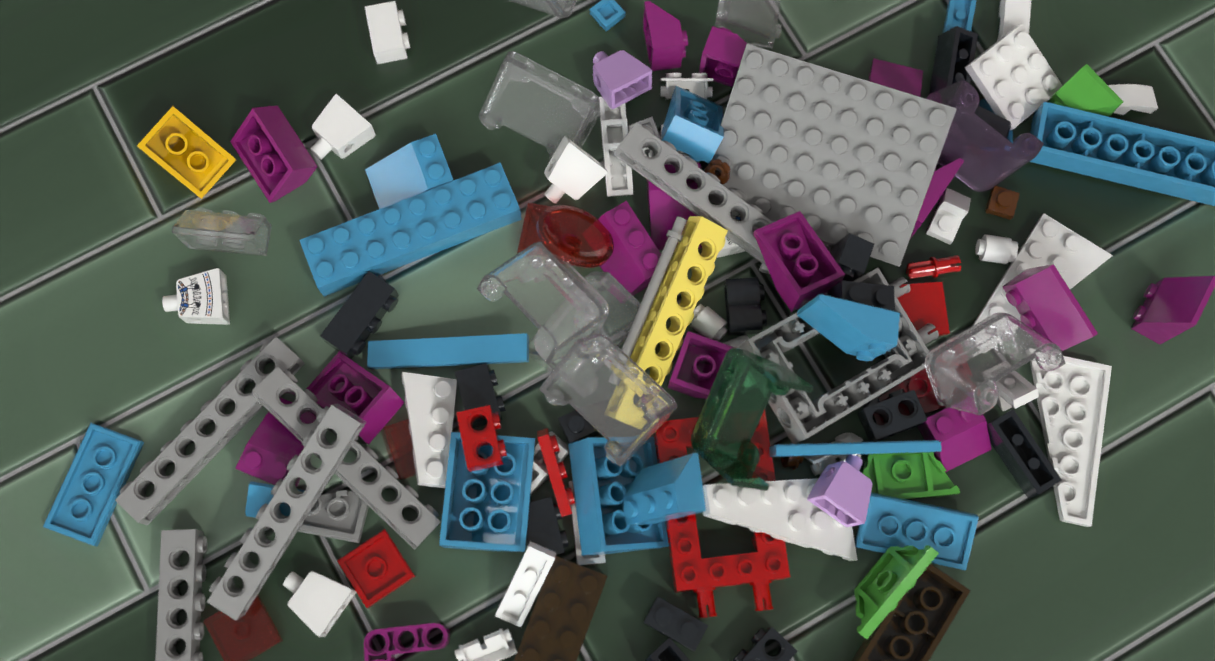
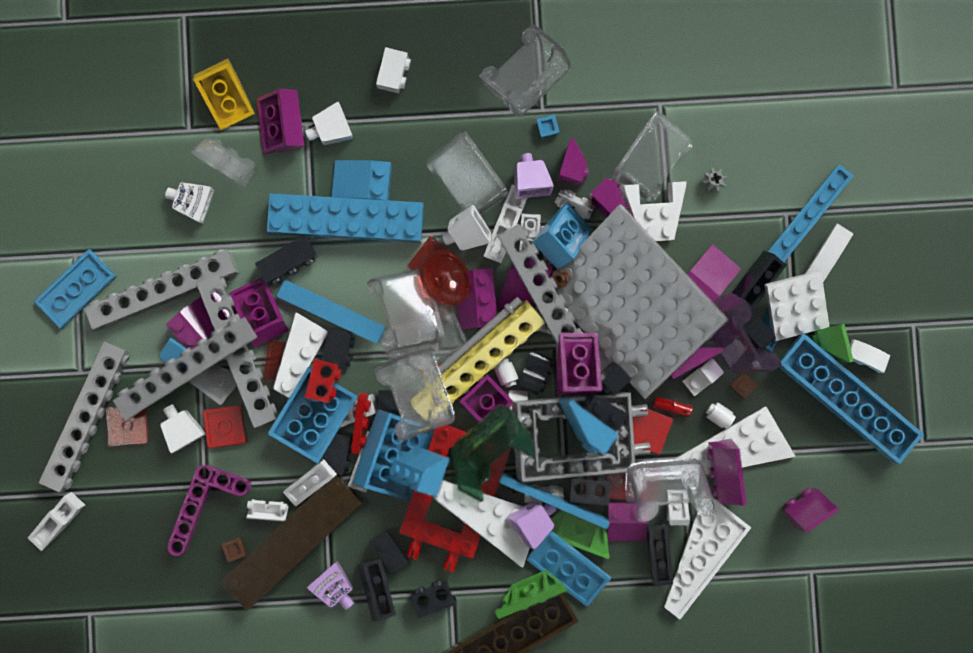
camera: 30 degrees right, 10 degrees up
(798, 45) = (657, 219): none -> white wing

